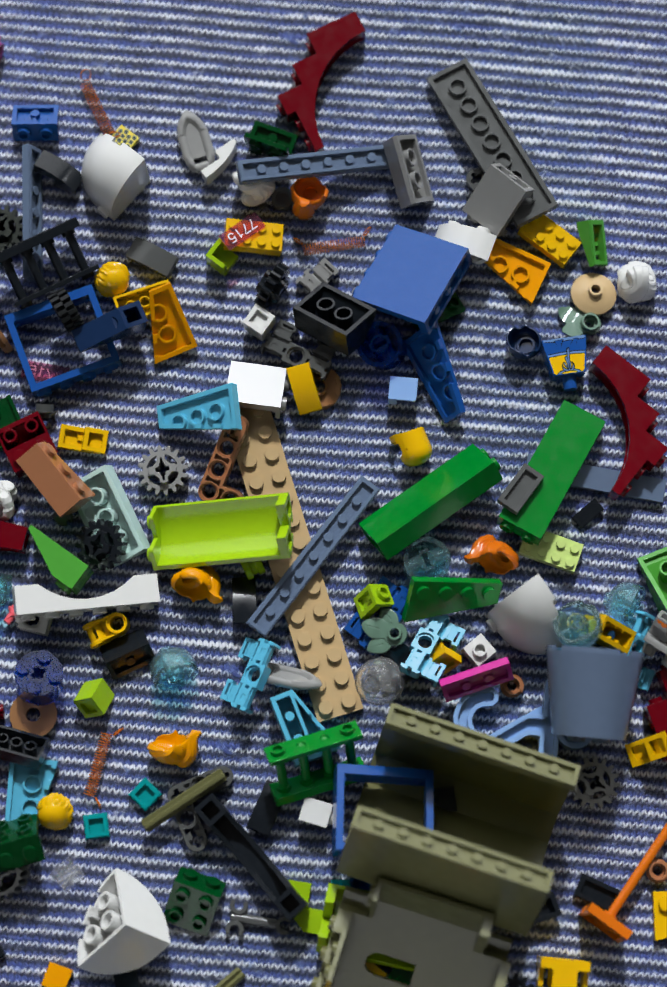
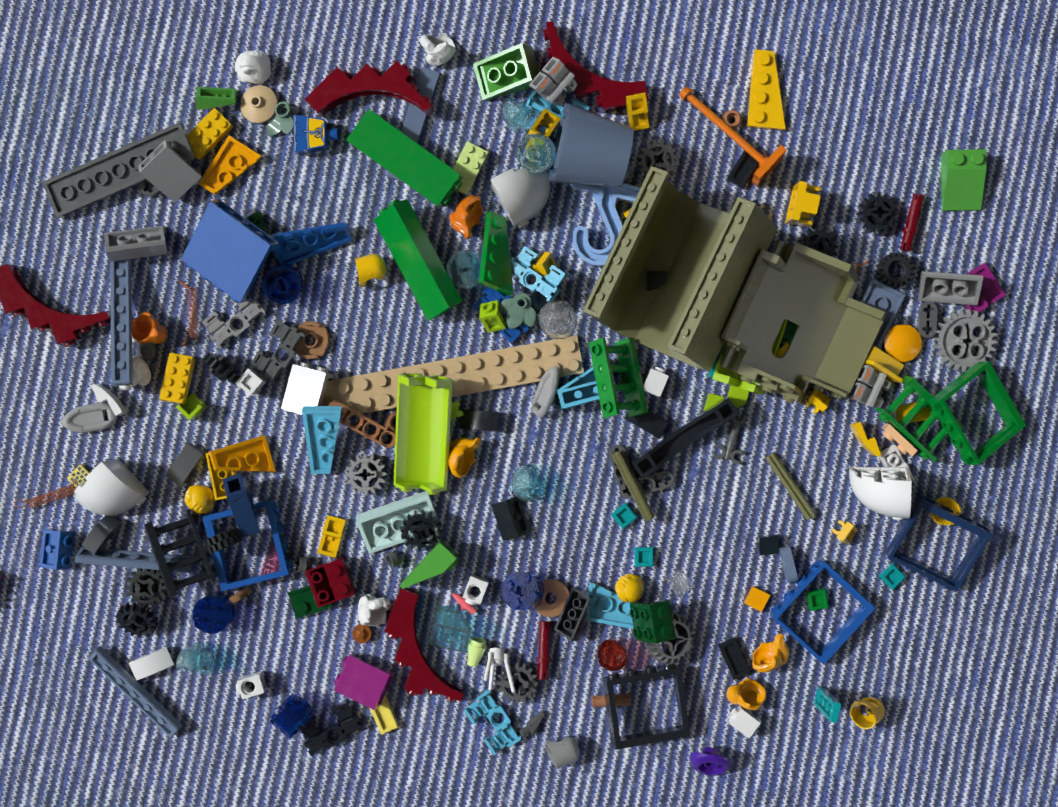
camera: 80 degrees left, 10 degrees up
(37, 601) = (462, 587): white arch -> none
(55, 479) = (364, 562): nougat wedge -> none
(94, 698) = (543, 548): lime panel -> none
(105, 629) = (489, 536): yellow piece -> none
(118, 731) = (587, 550): orange piece -> none
(122, 927) = (726, 544): white brick -> none
(175, 748) = (591, 488): light orange hair -> none
(193, 901) = (711, 486): dark green bracket -> none
(242, 231) = (171, 387): clear pink sticker -> none
(242, 694) = (555, 429): medium azure piece -> none
(270, 140) = (95, 355): dark green bracket -> none
(304, 388) = (311, 351): yellow slope -> none
(312, 557) = (451, 360): sand blue tile -> none
(334, 318) = (255, 319): black slope -> none
(377, 774) = (633, 330): blue window -> none
(402, 389) = (321, 271): light blue panel -> none
(476, 679) = (566, 241): dark pink plate -> none
(477, 240) = (203, 193): white brick -> none
(478, 650) = (543, 237): white brick -> none
(513, 693) = (573, 208): nougat plate -> none
(520, 489) = (417, 185): dark grey tile -> none
(523, 342) = (293, 167): dark blue hair -> none
(588, 513) = (441, 134): black piece -> none

